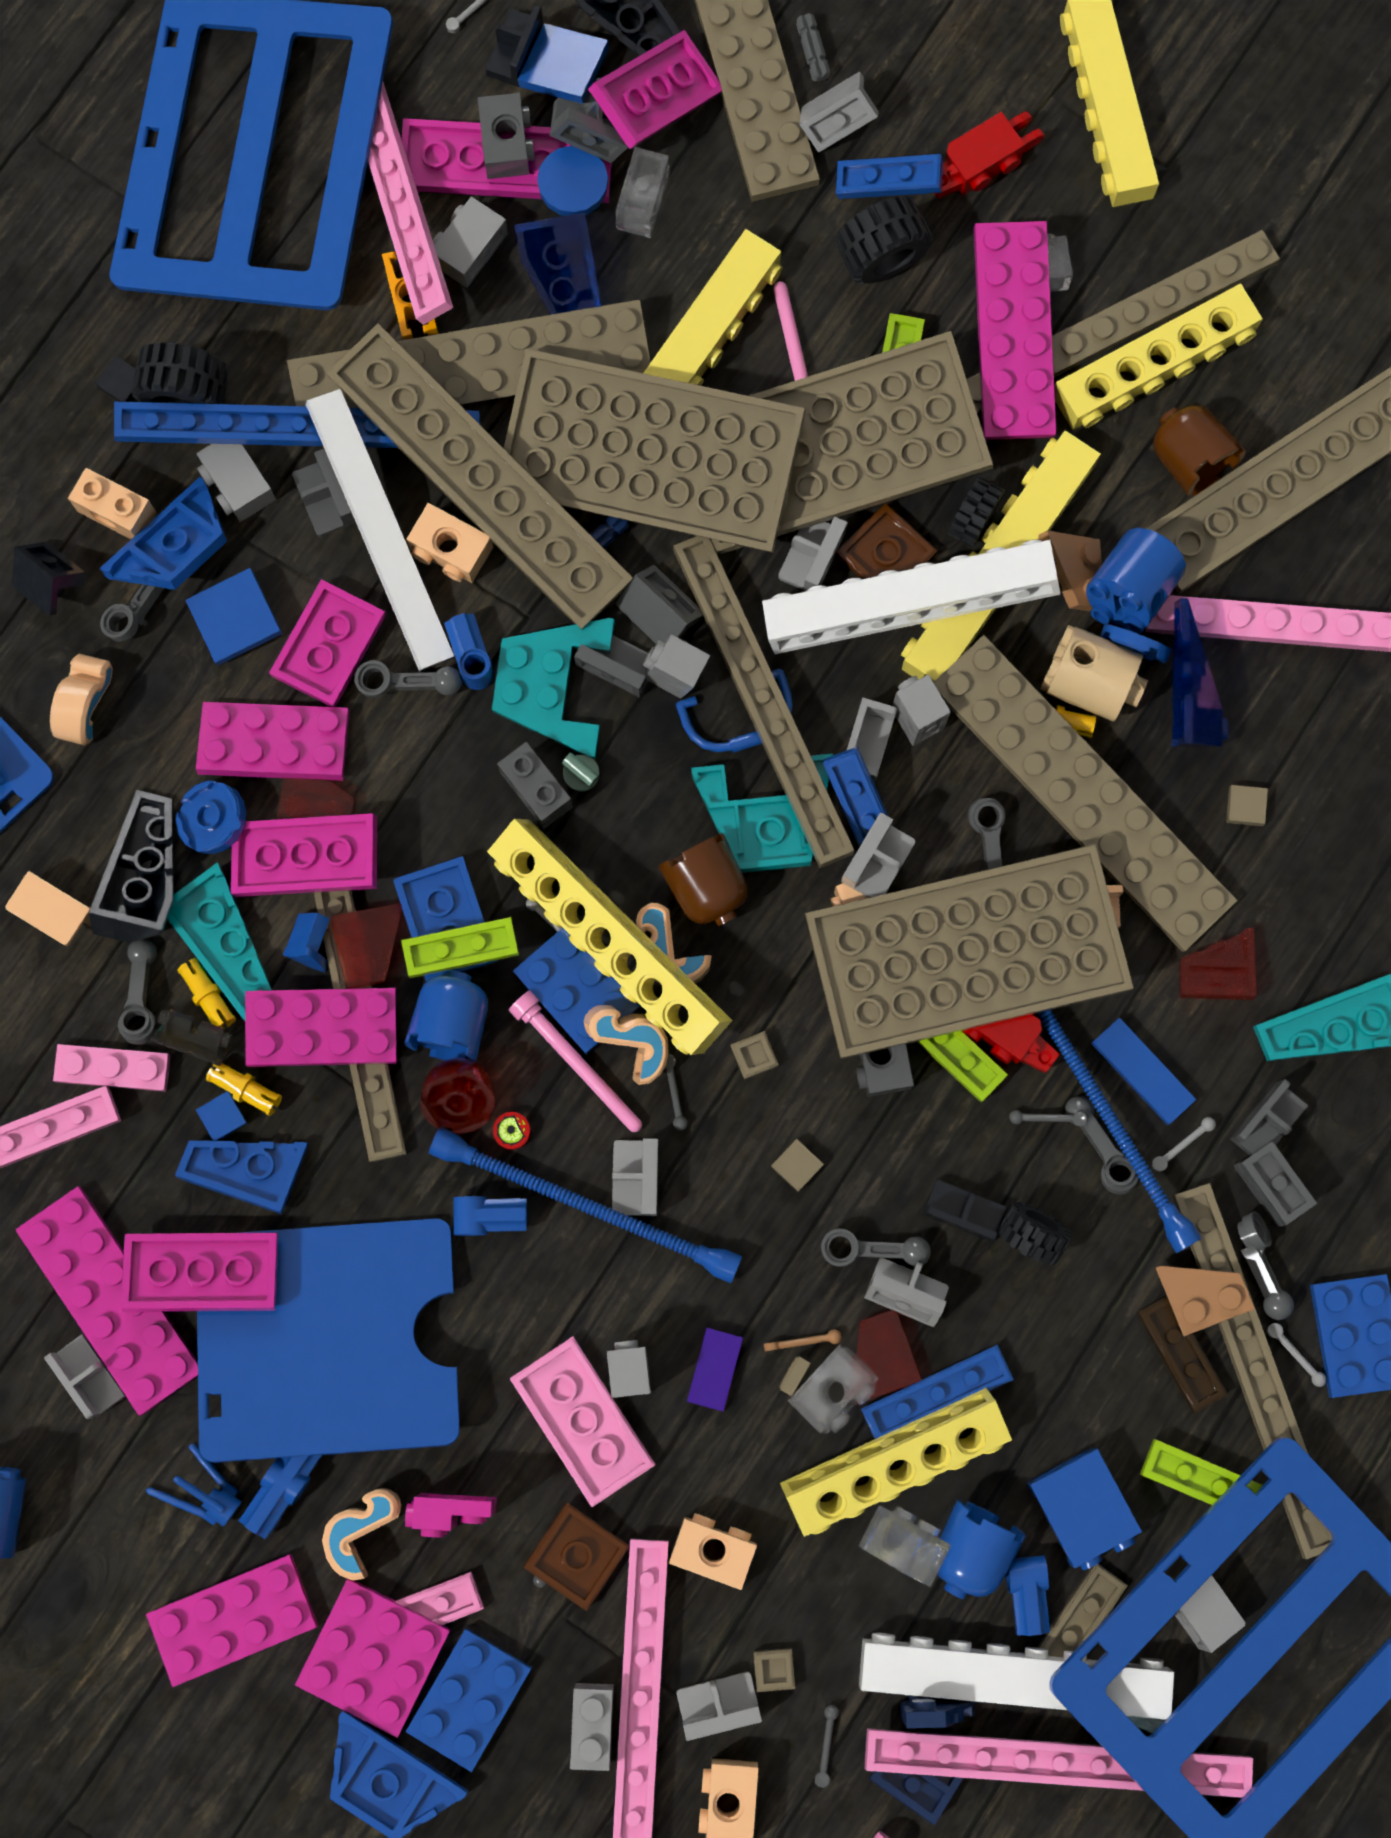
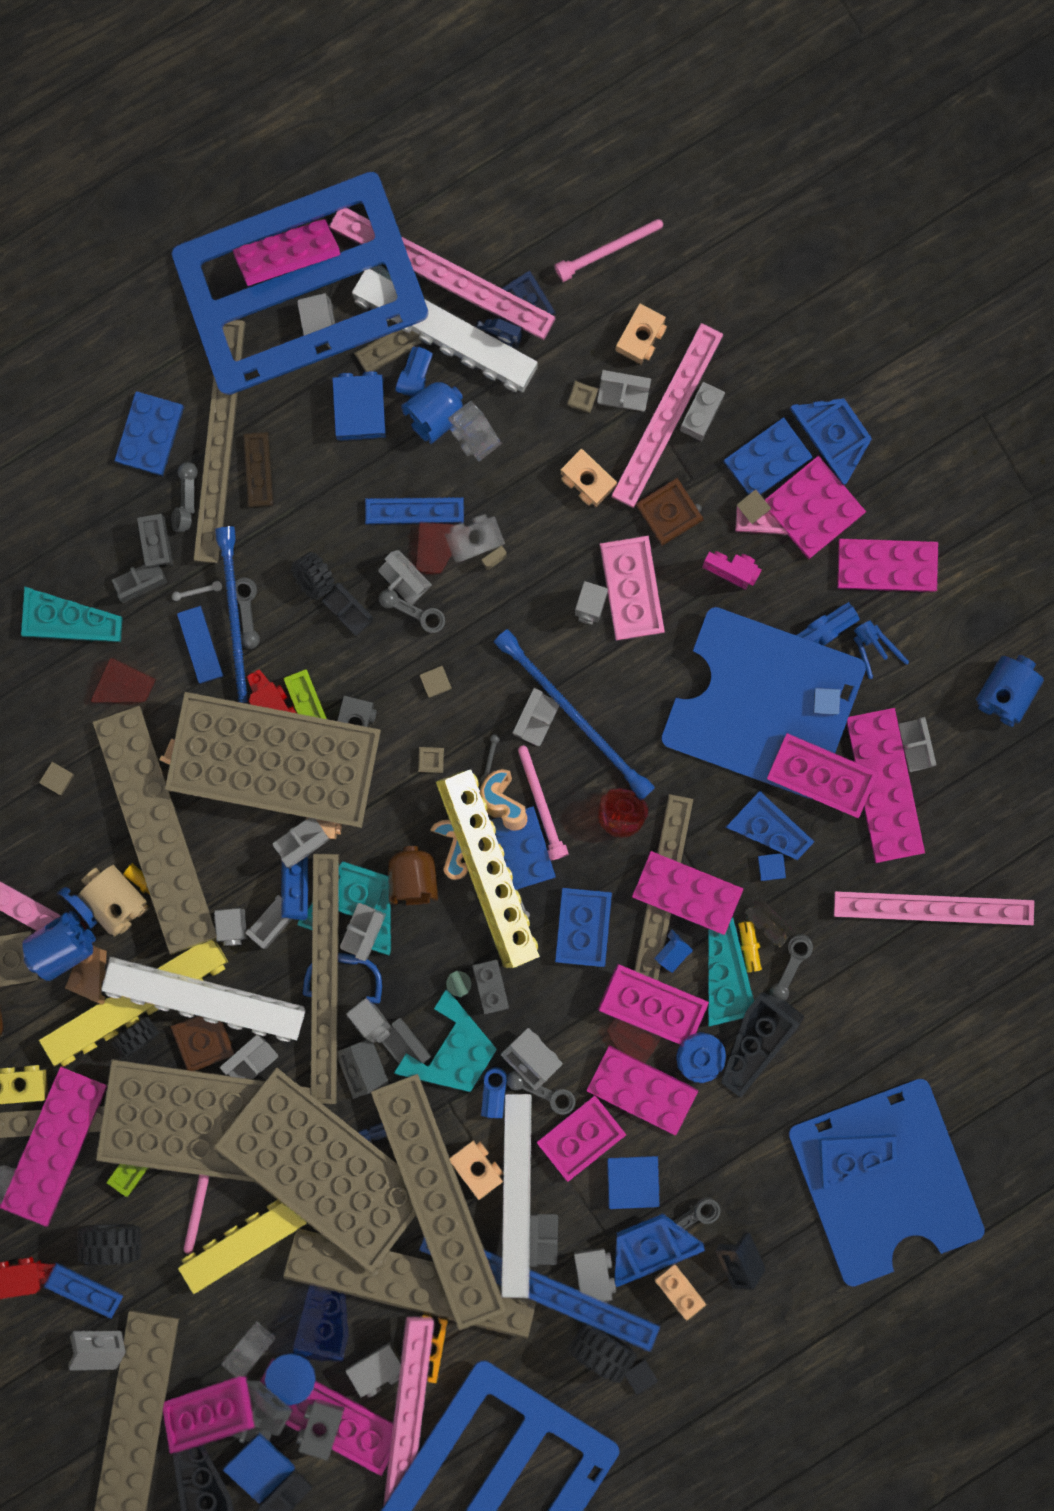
camera: 150 degrees left, 5 degrees up
(48, 909) = (824, 1042): light nougat panel -> none
(78, 697) = (751, 1171): light nougat animal -> none
(111, 1067) = (826, 927): bright pink plate -> none
(236, 1379) = (827, 701): none -> medium blue tile
(244, 1088) = (750, 877): yellow pin -> none
(353, 1523) = (792, 588): animal -> none
(366, 943) = (638, 933): clear red wing -> none
(437, 714) = (531, 1059): none -> light grey brick
(449, 1017) = (606, 863): blue cylinder -> none
(457, 1617) = (754, 506): none -> dark tan tile
(460, 947) = (581, 903): lime plate -> none
(481, 1215) = (639, 735): blue piece -> none
(511, 1130) = (598, 779): tile -> none
(714, 1369) = (539, 583): dark purple tile -> none
(740, 781) = (362, 931): none -> light grey panel
(813, 47) = (90, 1406): dark grey axle -> none
(822, 1778) = (582, 325): dark grey hinge -> none
(834, 1337) = (461, 571): medium nougat hinge -> none
(876, 1457) = (464, 490): light yellow brick -> none
(990, 834) = (223, 831): dark grey piece -> none
(1079, 1118) = (252, 633): dark grey hinge -> none
(1189, 1473) = (287, 398): lime plate -> none
(1195, 700) = (59, 850): clear blue wedge -> none
(1204, 1296) = (230, 495): medium nougat wing -> none
(1276, 1331) = (196, 458): light grey hinge -> none
(1295, 1689) = (286, 252): none -> dark pink plate

